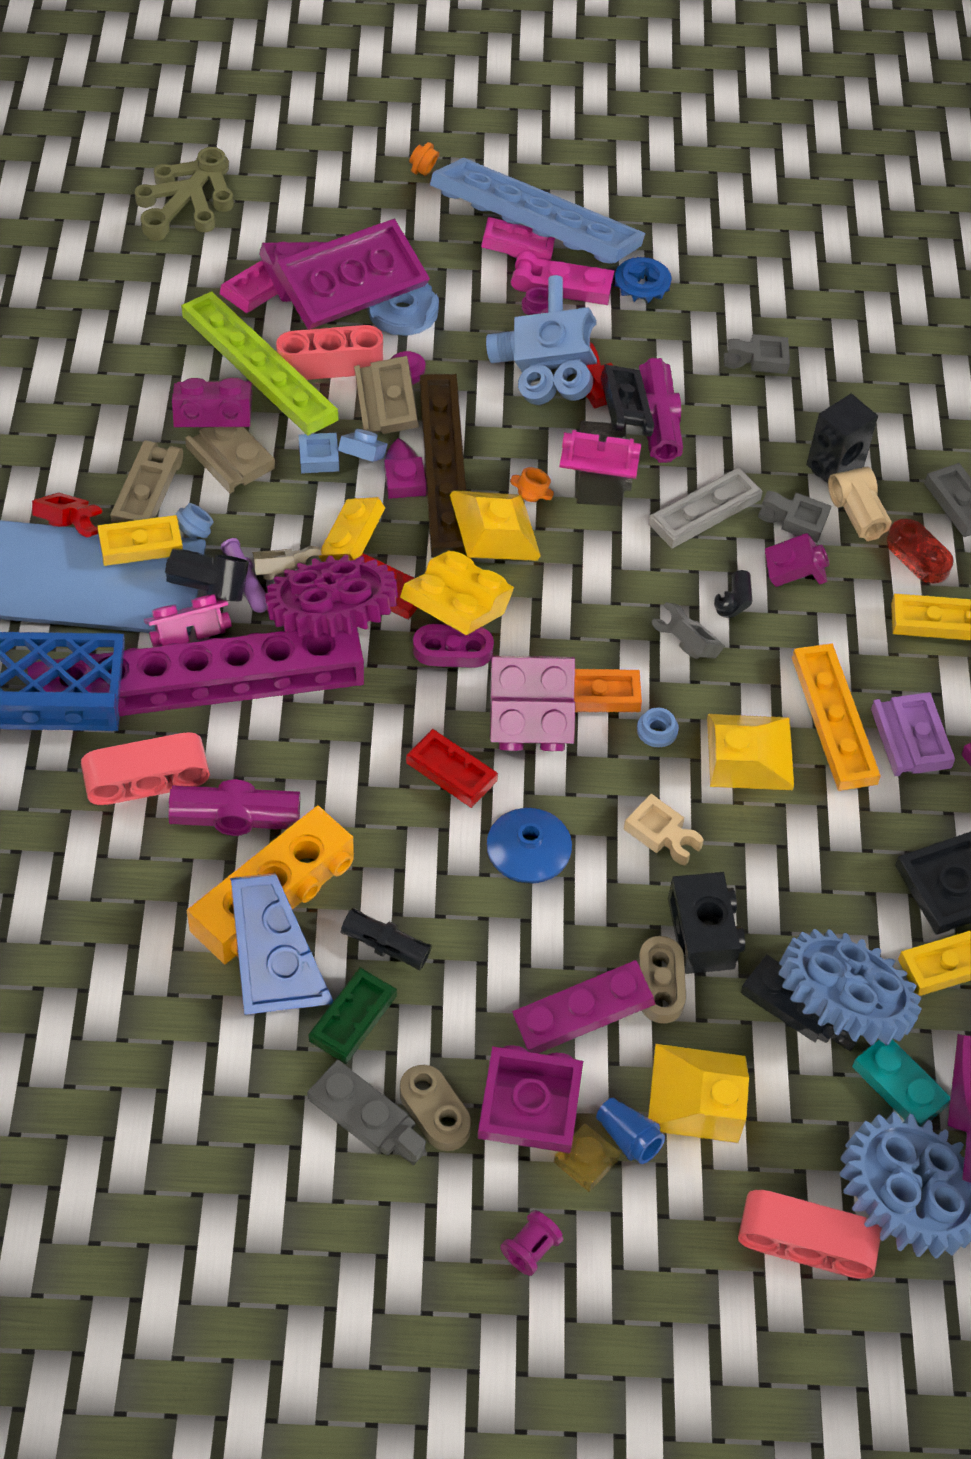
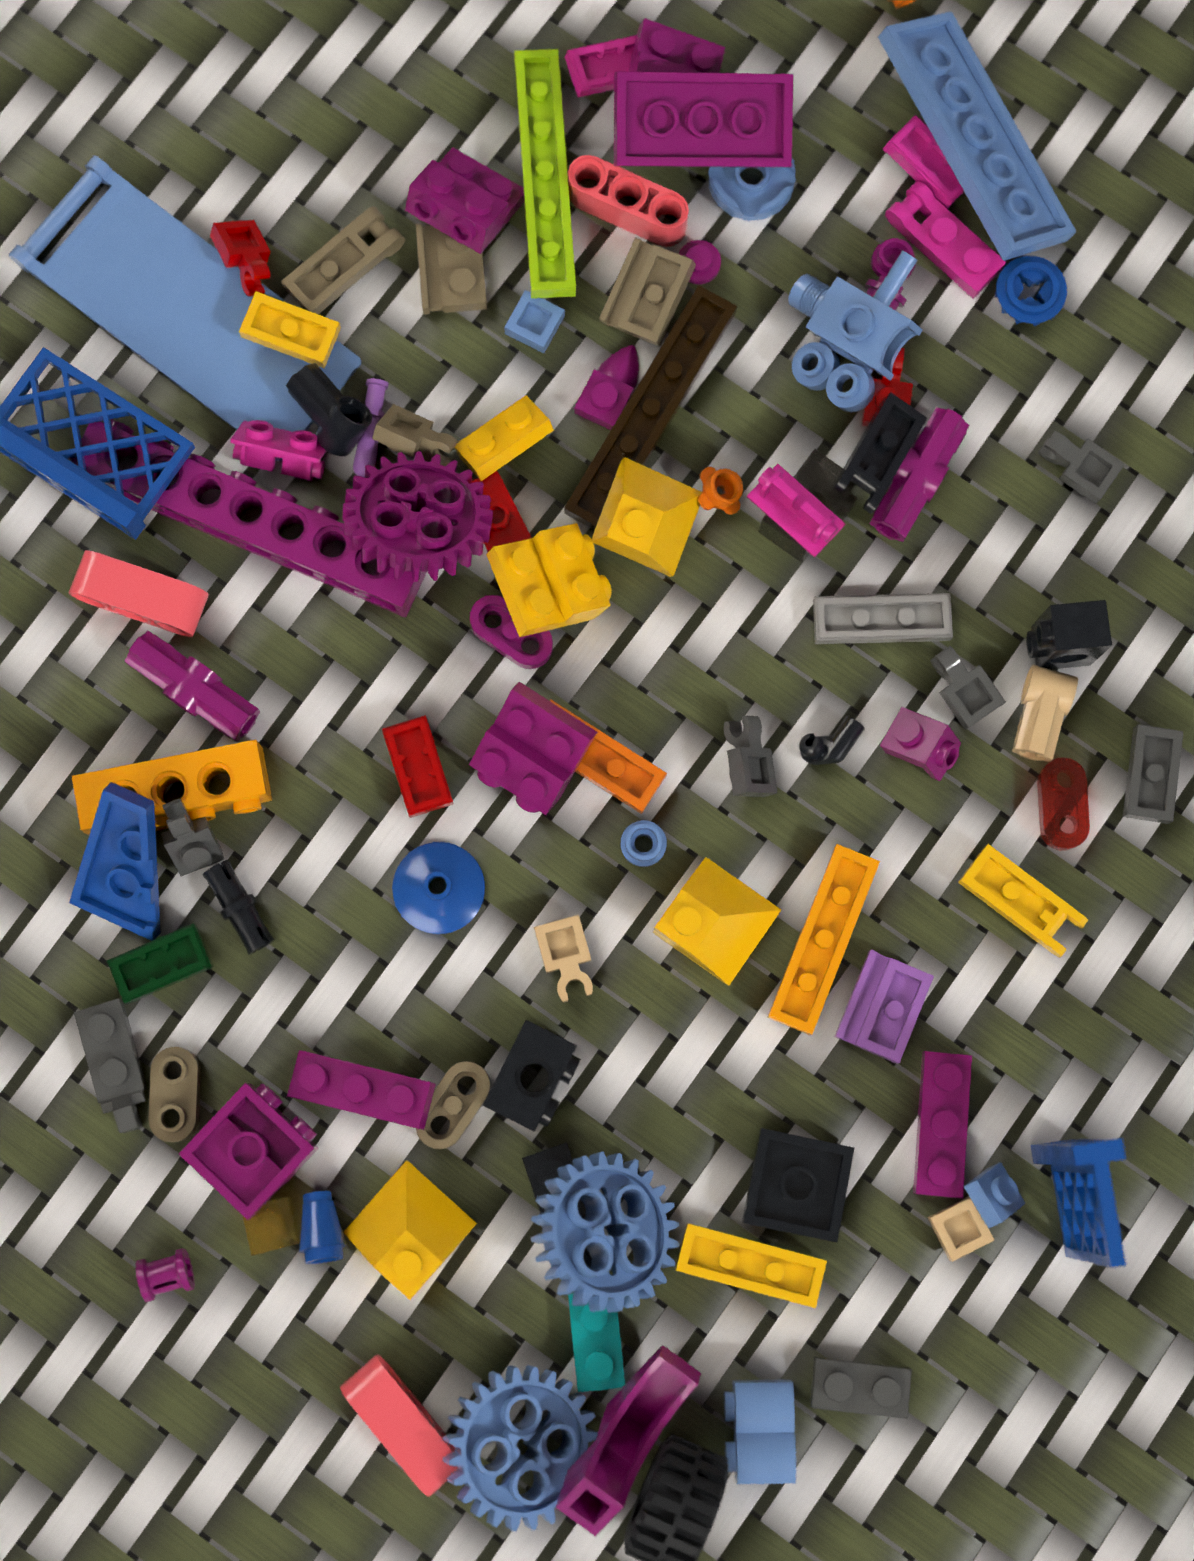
camera: 35 degrees right, 25 degrees up
(194, 521) = (359, 335): medium blue plate -> none
(315, 908) = (189, 842): none -> dark grey plate
(363, 445) = (581, 341): medium blue plate -> none

